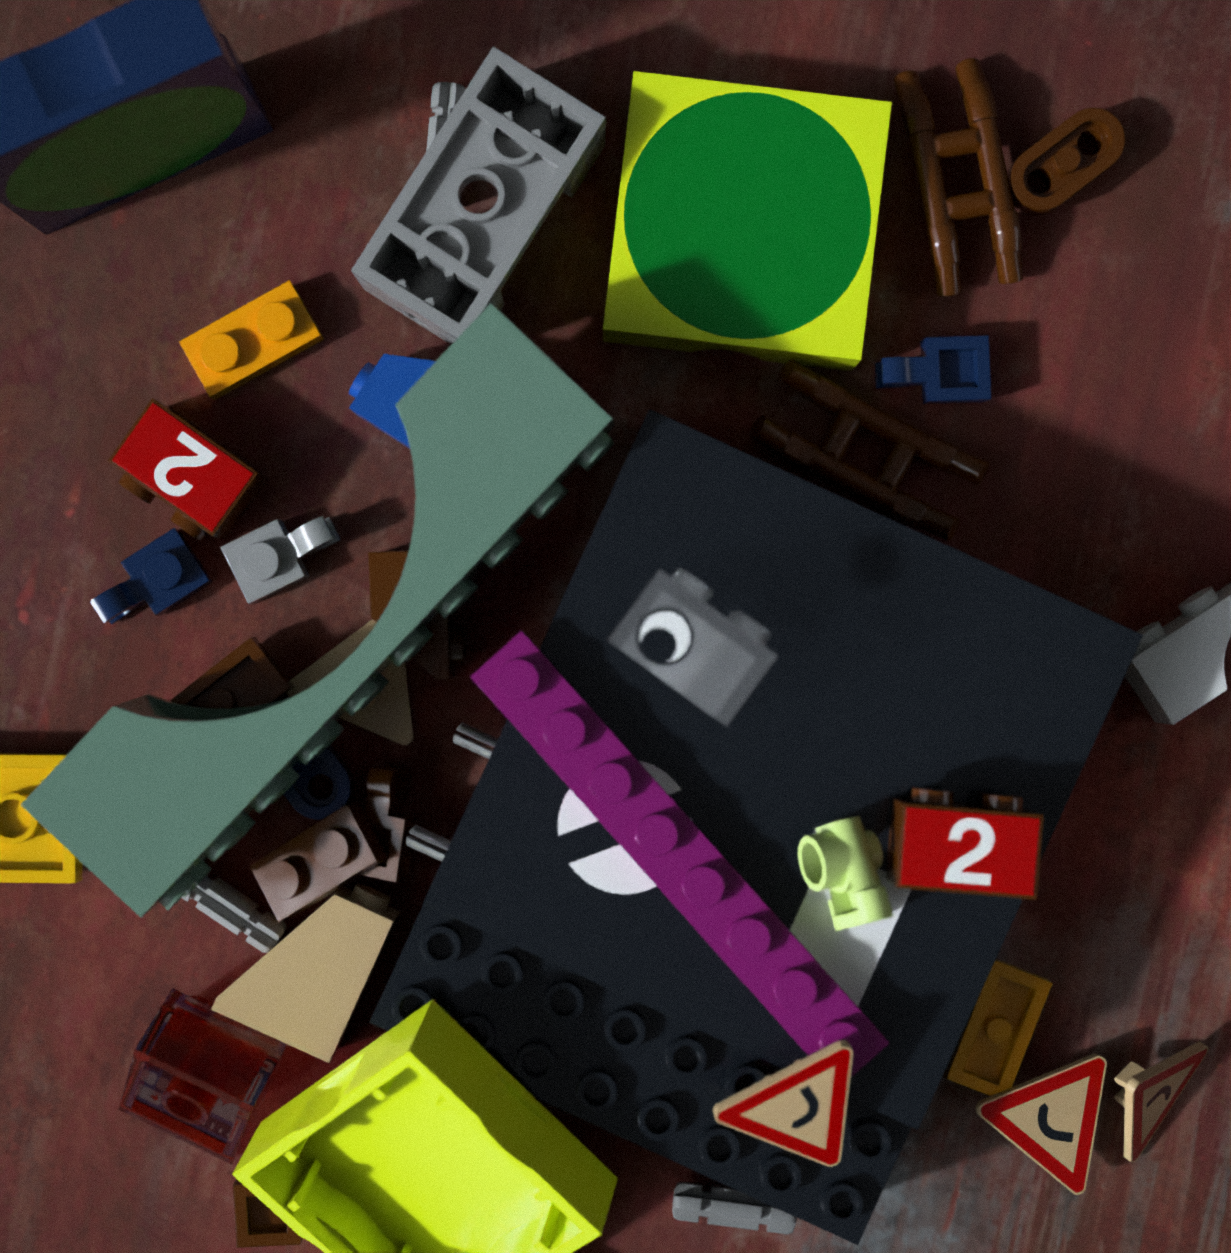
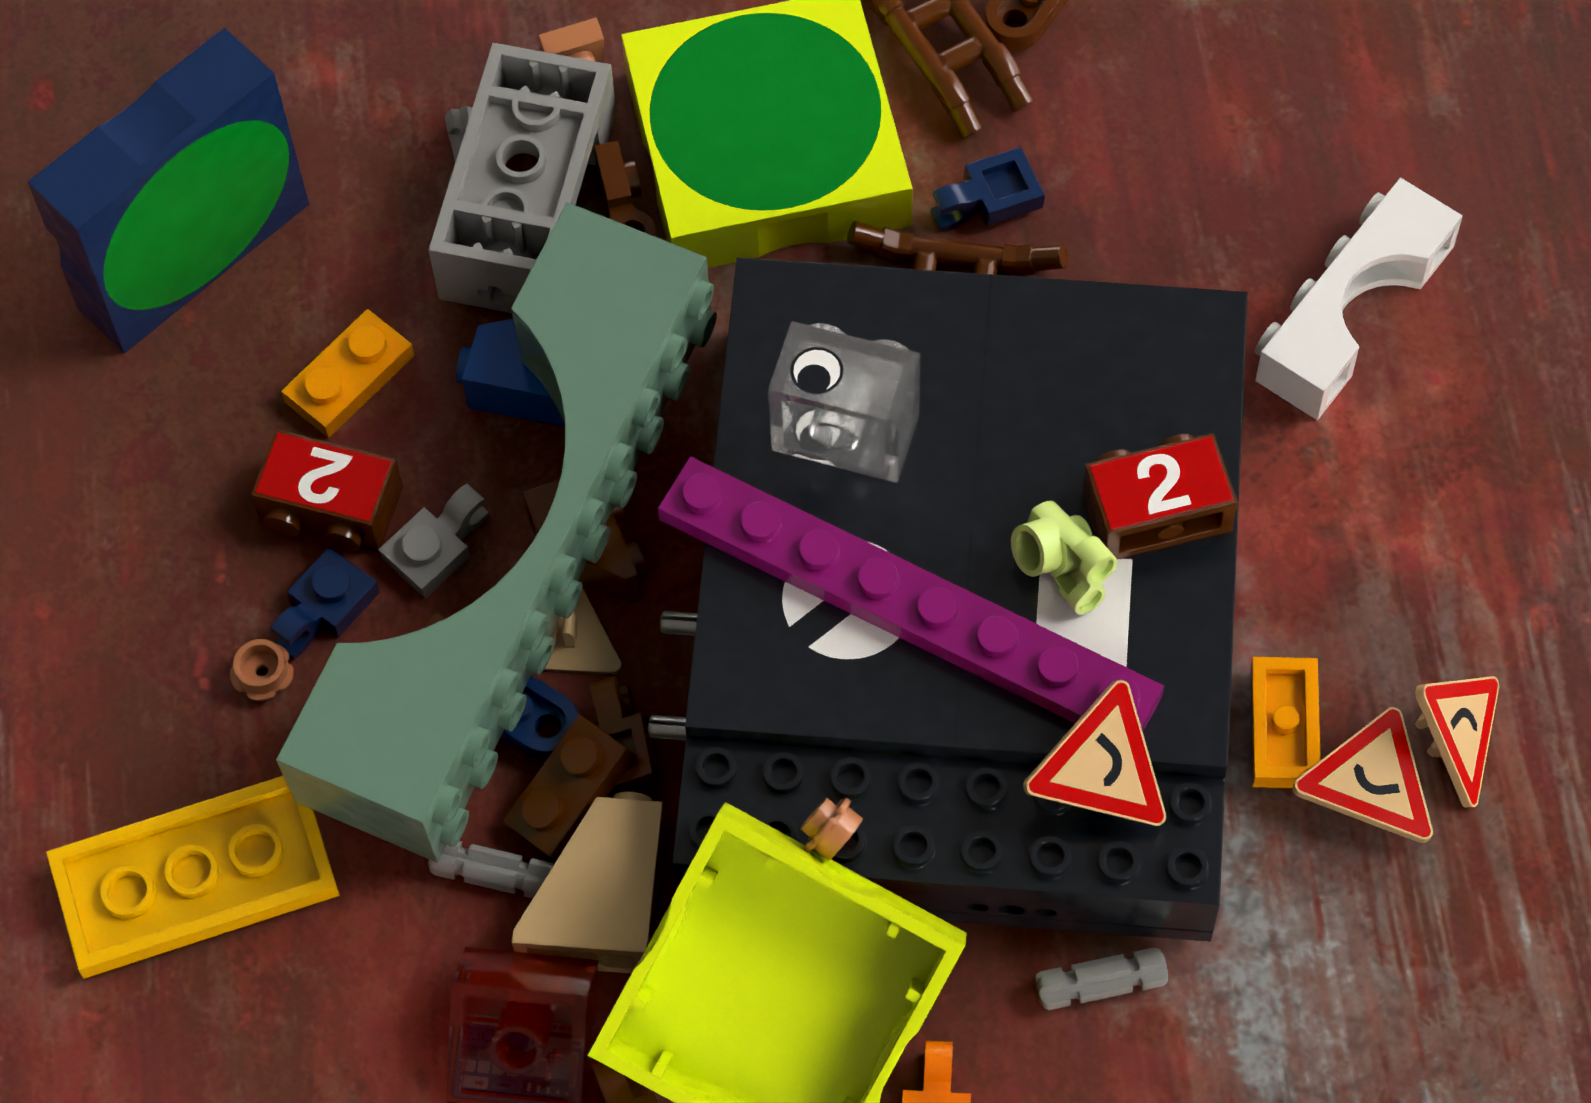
camera: 20 degrees left, 25 degrees down
(58, 631) = (260, 654): none -> nougat plate
(520, 1068) = (830, 827): none -> nougat plate
(577, 233) = (618, 185): none -> reddish brown plate
(578, 73) = (577, 40): none -> nougat plate

